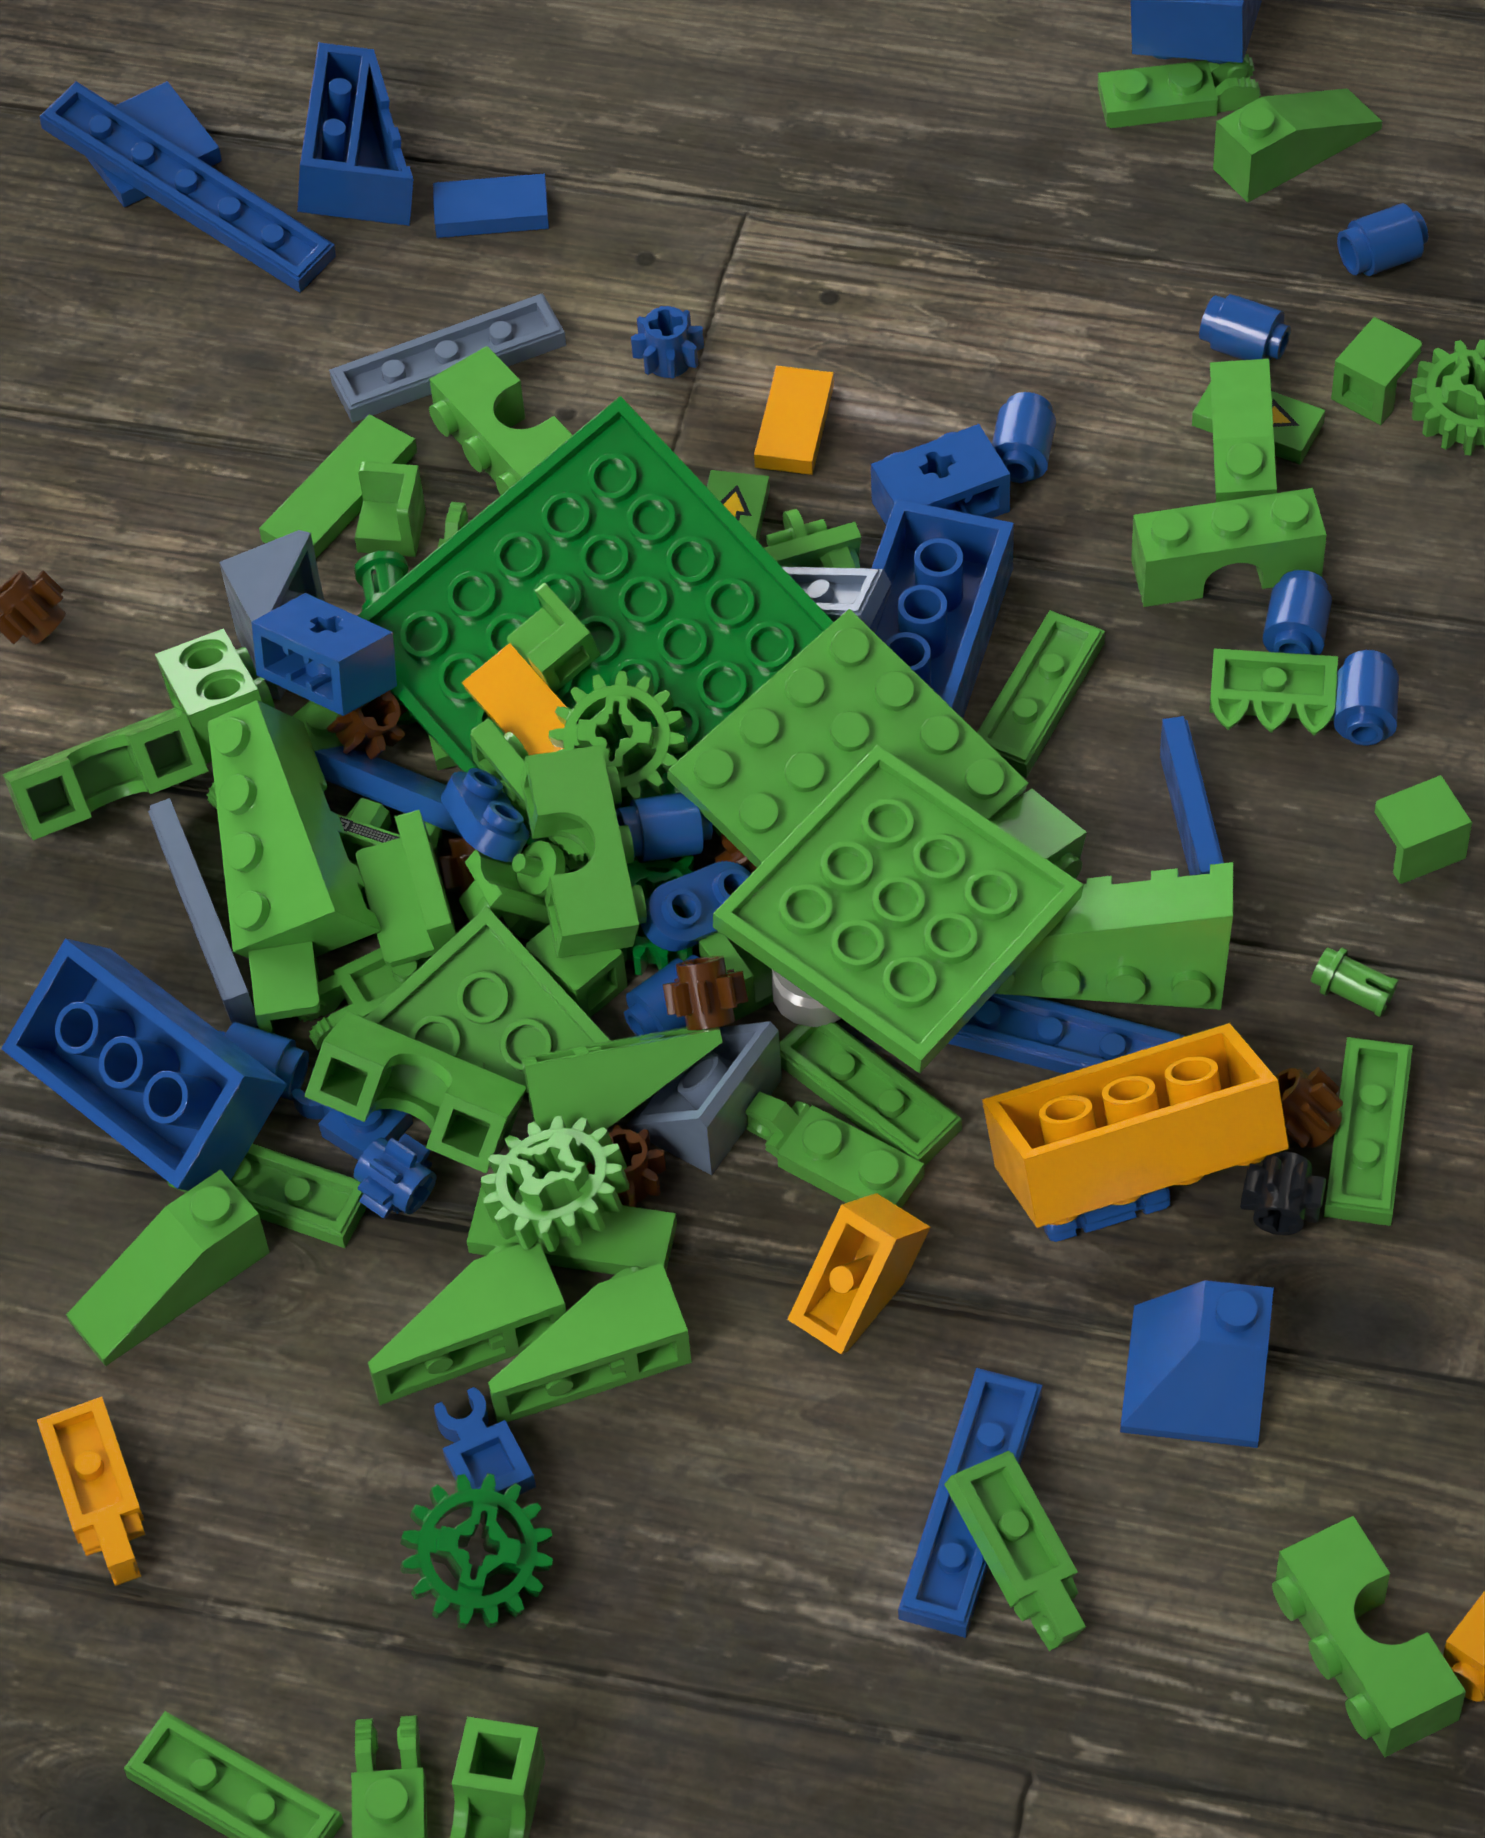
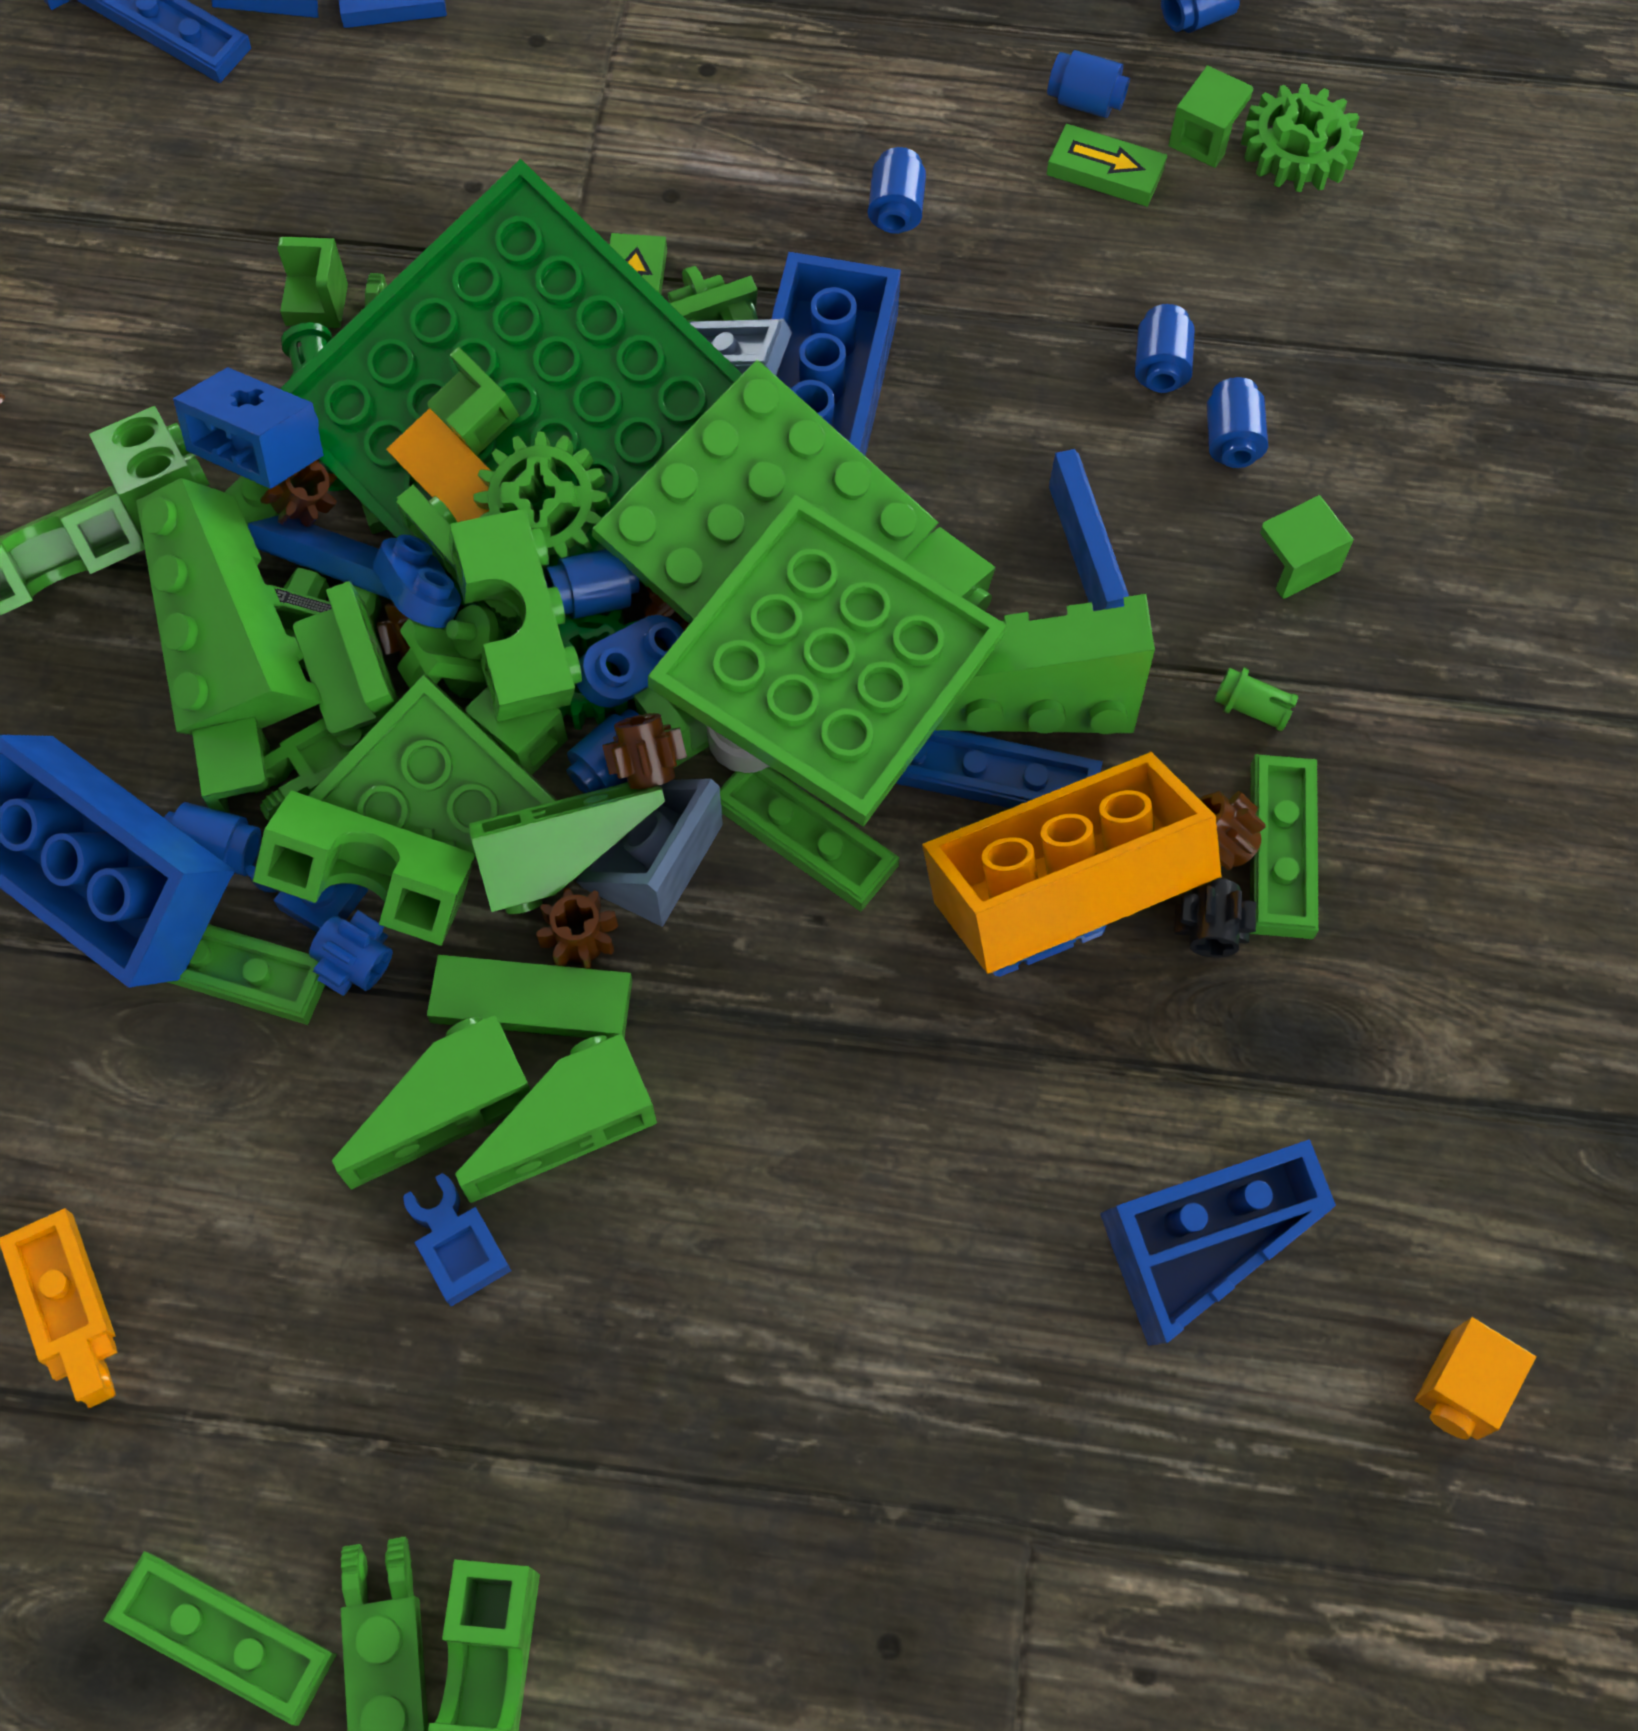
camera: 10 degrees left, 10 degrees up
(171, 1267) = (129, 1063): bright green slope -> none
(202, 914) = (147, 690): sand blue tile -> none
(266, 580) = (197, 351): sand blue slope -> none
(333, 491) = (255, 271): bright green tile -> none
(404, 371) = (359, 138): sand blue tile -> none
(478, 406) = (392, 182): bright green arch -> none
(508, 1557) = (487, 1357): green gear -> none
(555, 1183) = (509, 958): bright green gear -> none
(667, 342) = (562, 114): blue gear -> none
(794, 420) = (684, 183): light orange tile -> none
(832, 1152) = (781, 902): bright green hinge -> none
(857, 1270) = (813, 1023): light orange slope -> none
(948, 1562) = (942, 1258): blue tile -> none
(949, 473) = (834, 225): blue brick -> none
(1019, 1546) = (999, 1309): bright green hinge -> none
(1041, 689) = (934, 427): bright green tile -> none
(1185, 545) = (1056, 285): bright green arch -> none
(1199, 1364) = (1153, 1098): blue slope -> none
(1242, 429) = (1100, 187): bright green slope -> none
(1242, 1484) = (1209, 1233): none -> blue wedge
(1273, 688) = (1150, 417): bright green plate -> none
(1391, 1689) = (1375, 1437): bright green arch -> none

